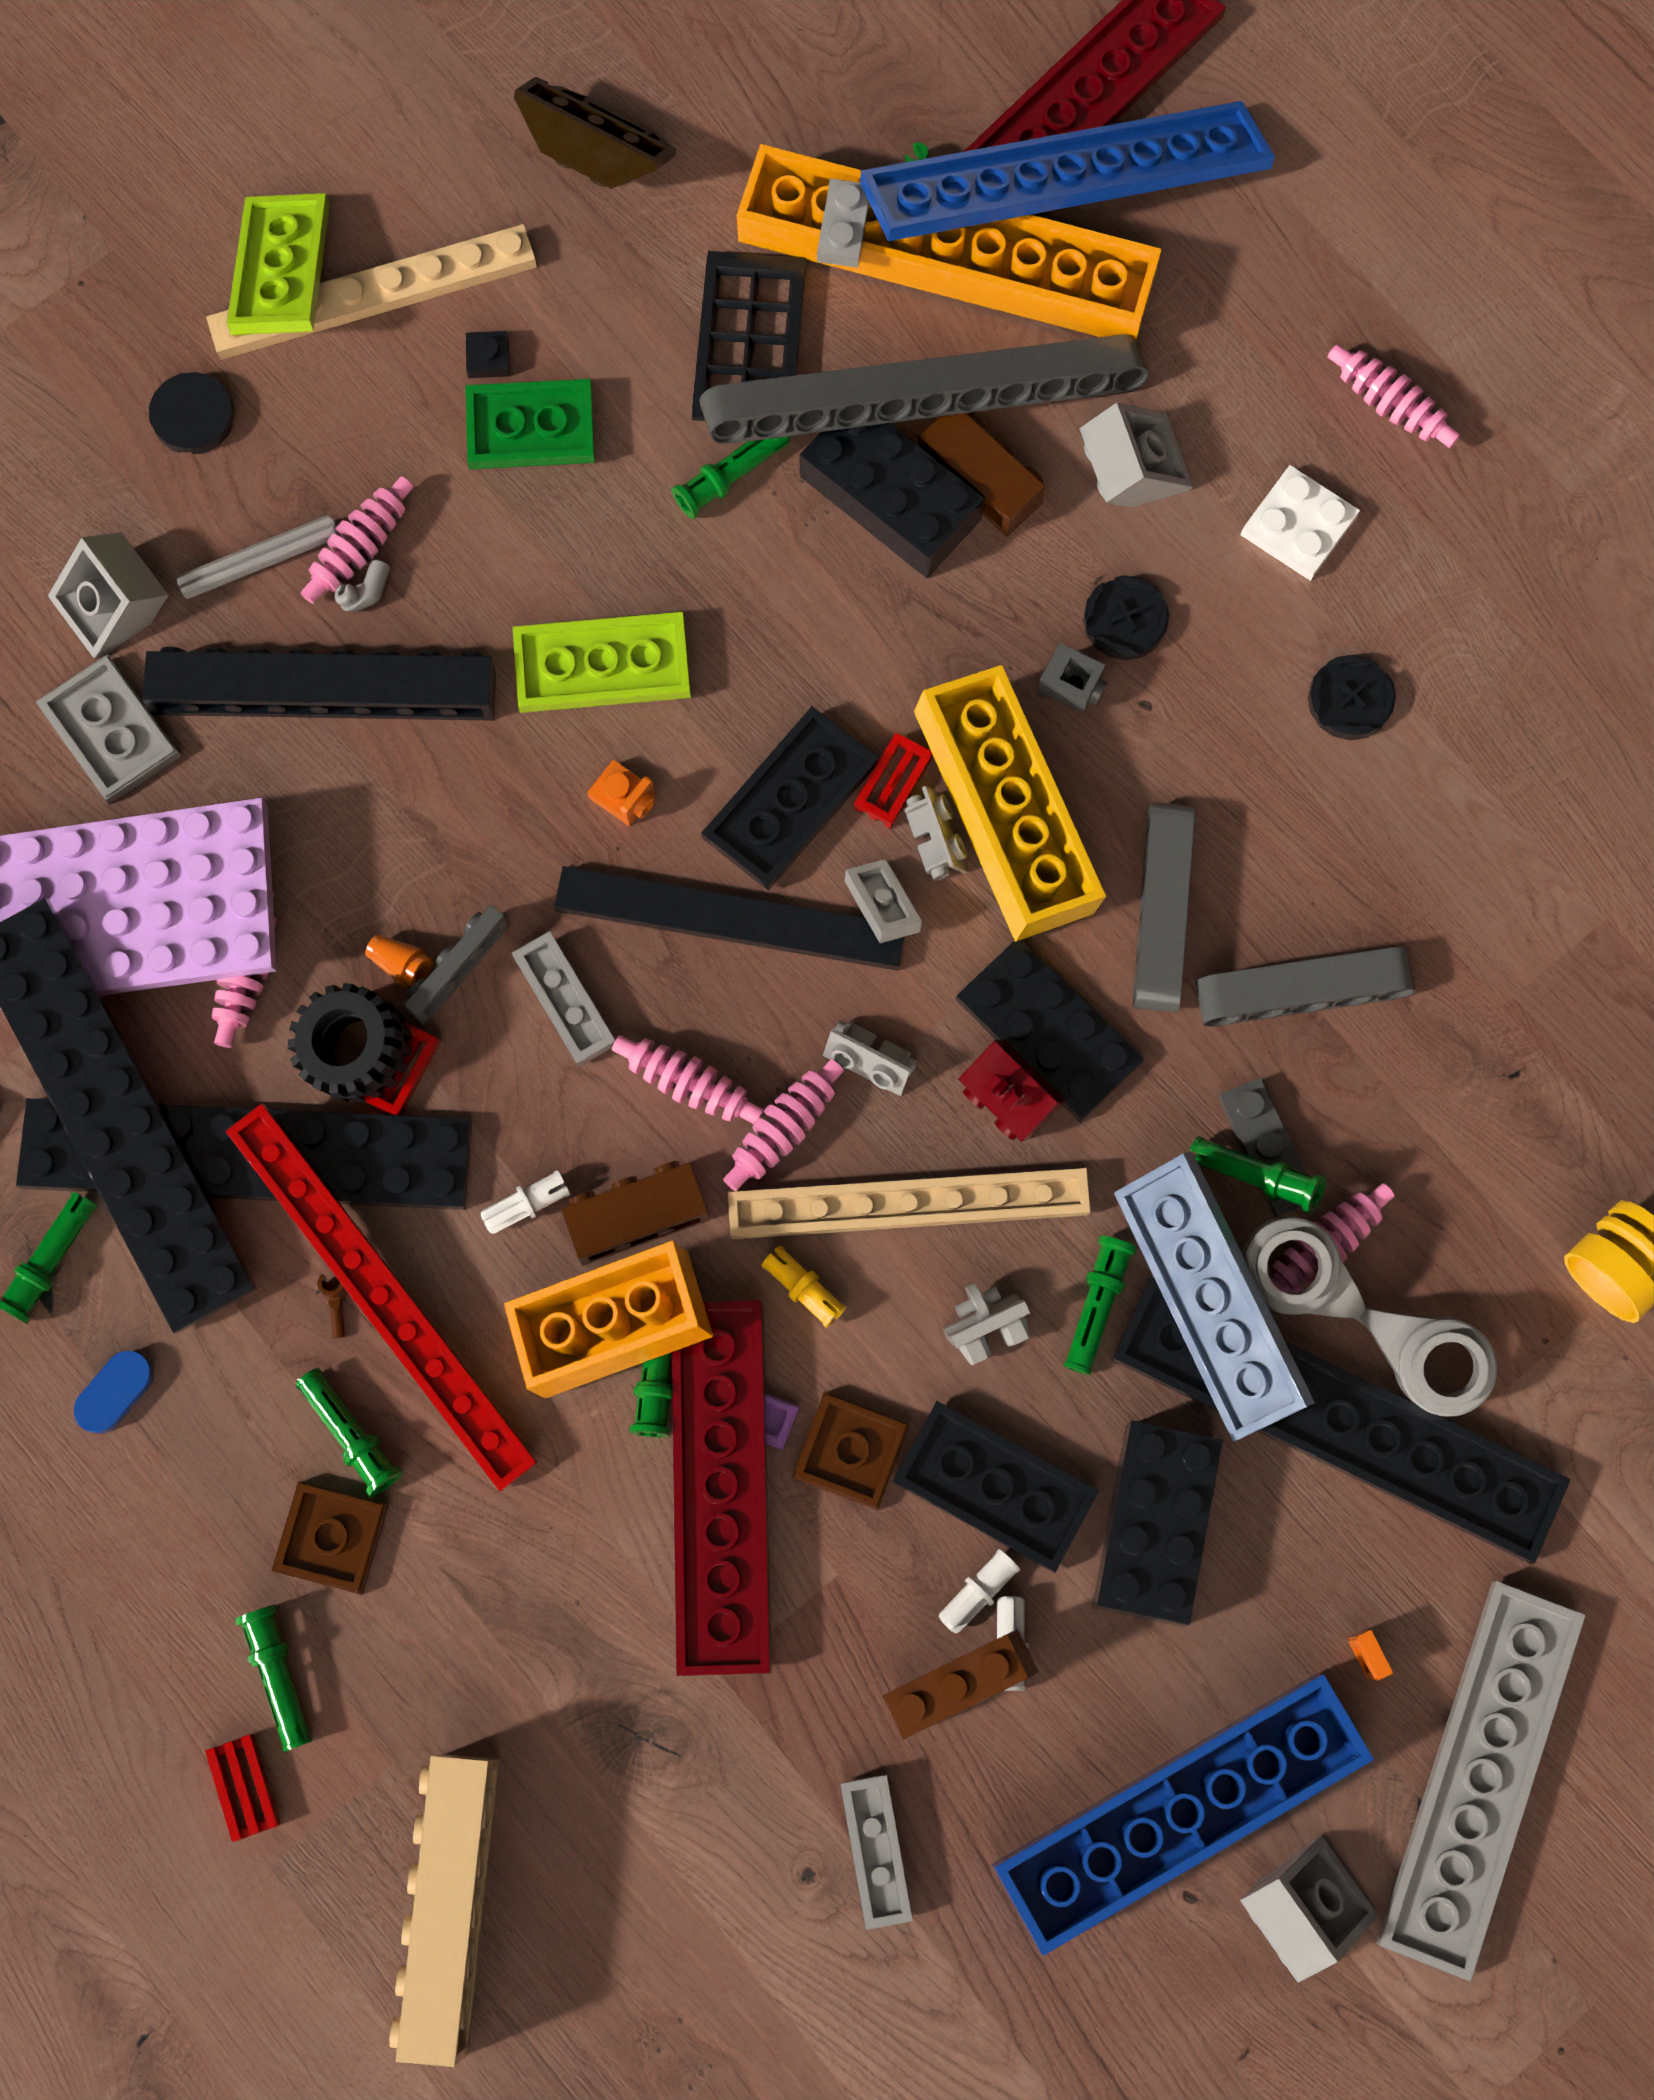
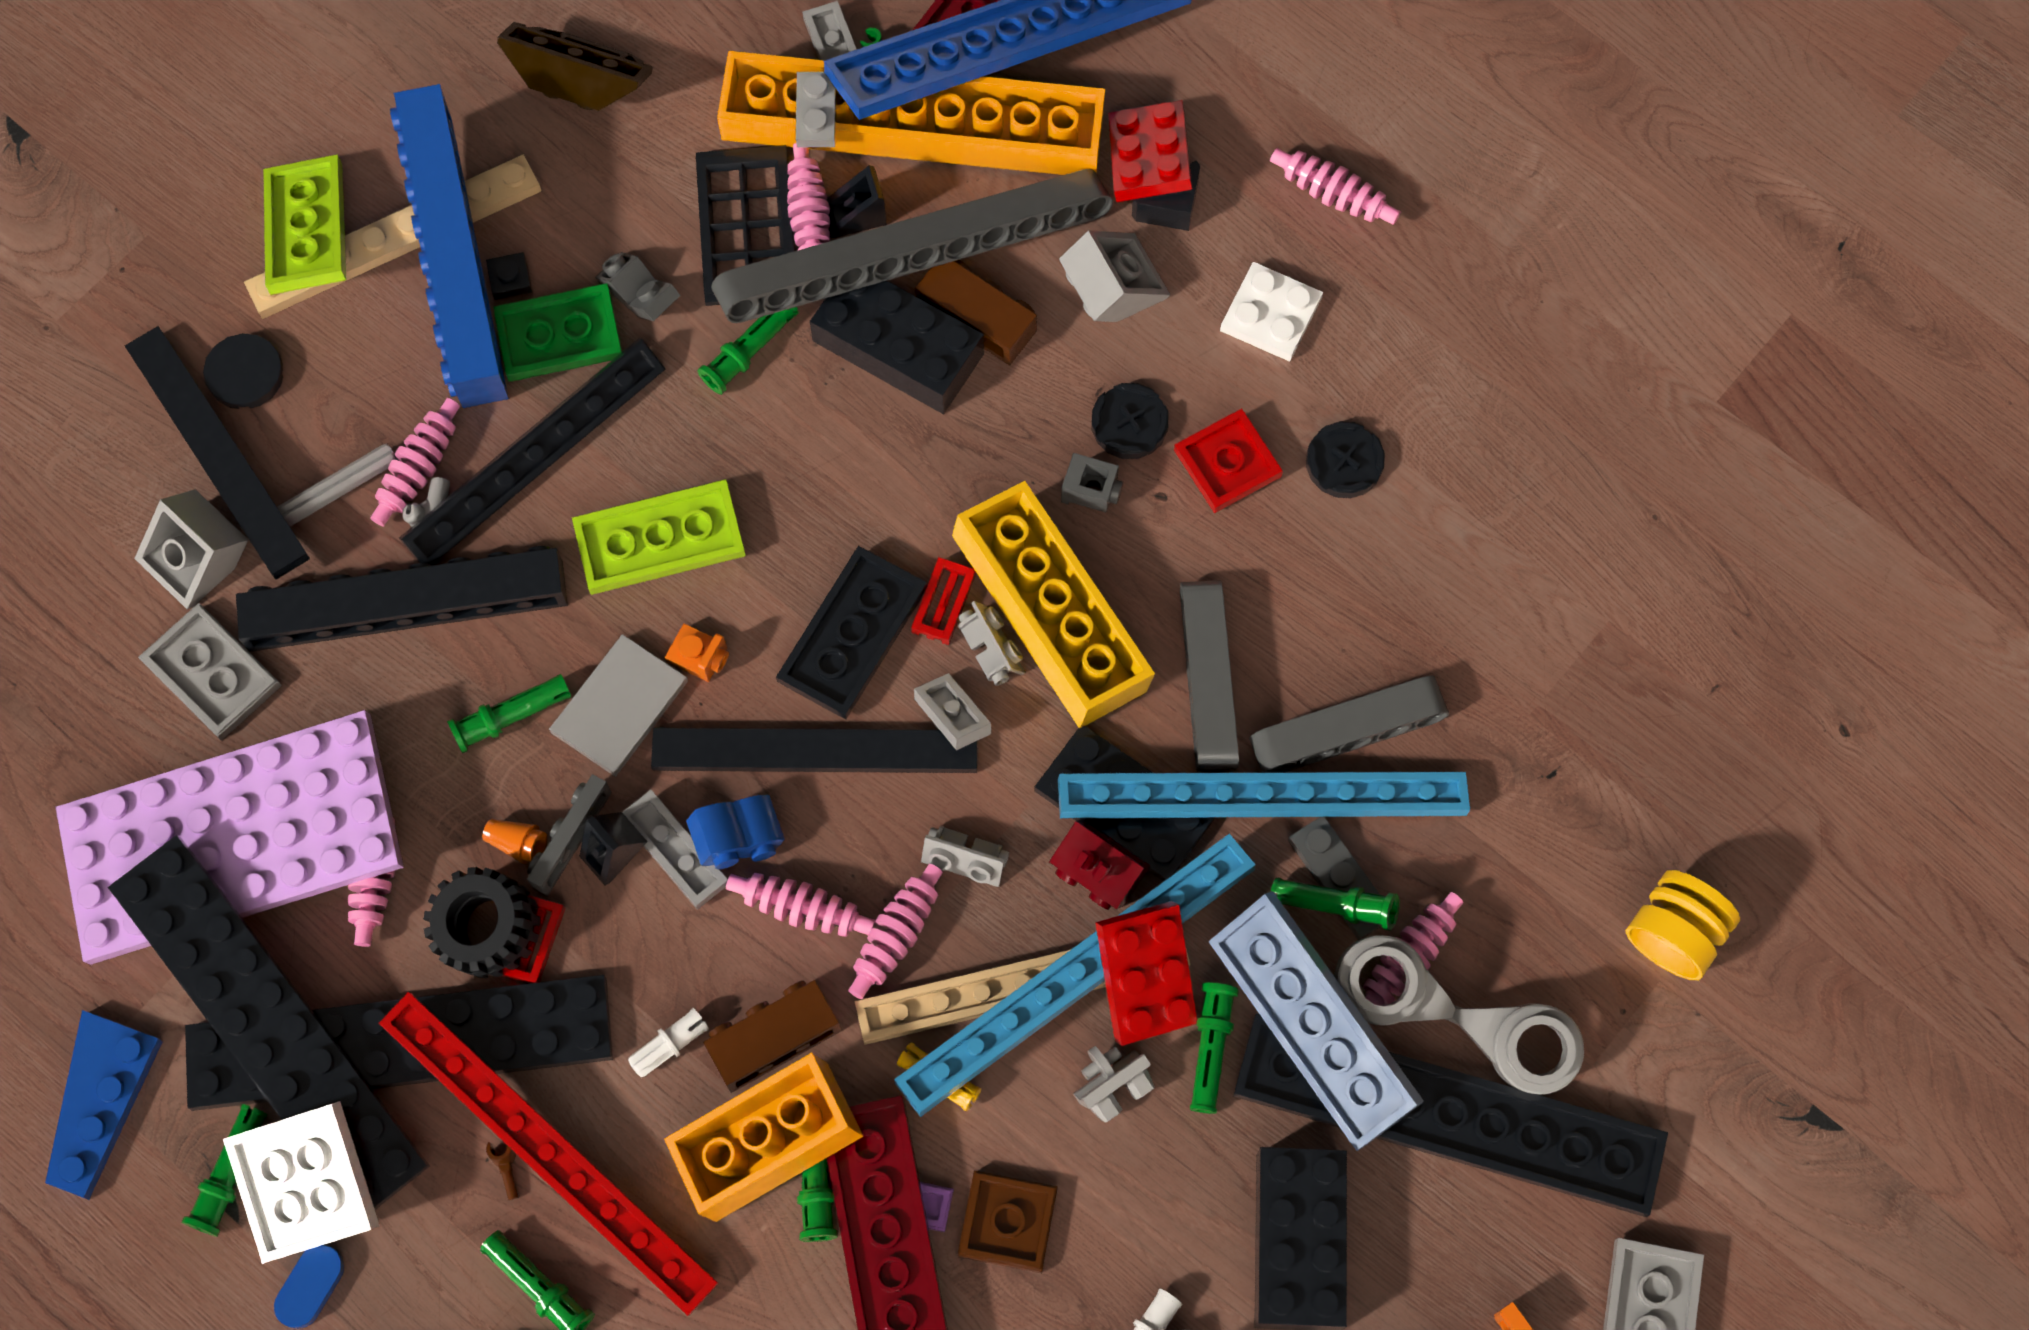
camera: 10 degrees left, 5 degrees down
(120, 1283) = (301, 1182): none -> white plate
(150, 497) = (217, 453): none -> black tile
(394, 829) = (490, 720): none -> green pin
(427, 311) = (448, 247): none -> blue brick
(482, 550) = (532, 453): none -> black tile
(497, 982) = (609, 844): none -> black slope
(530, 835) = (618, 705): none -> light grey tile
(621, 387) = (636, 286): none -> dark grey slope
(631, 990) = (735, 831): none -> blue brick
(819, 322) = (807, 201): none -> bright pink piece
(870, 335) = (857, 205): none -> black slope
(872, 138) = (828, 31): none -> light grey plate
(966, 1203) = (1060, 984): none -> dark azure plate
(995, 1487) = (1146, 1231): black plate -> none
(1042, 1215) = (1146, 973): none -> red plate
(1198, 325) = (1149, 151): none -> red plate
(1200, 1045) = (1262, 794): none -> dark azure plate
(1210, 383) = (1170, 209): none -> black slope
(1224, 678) = (1228, 460): none -> red plate

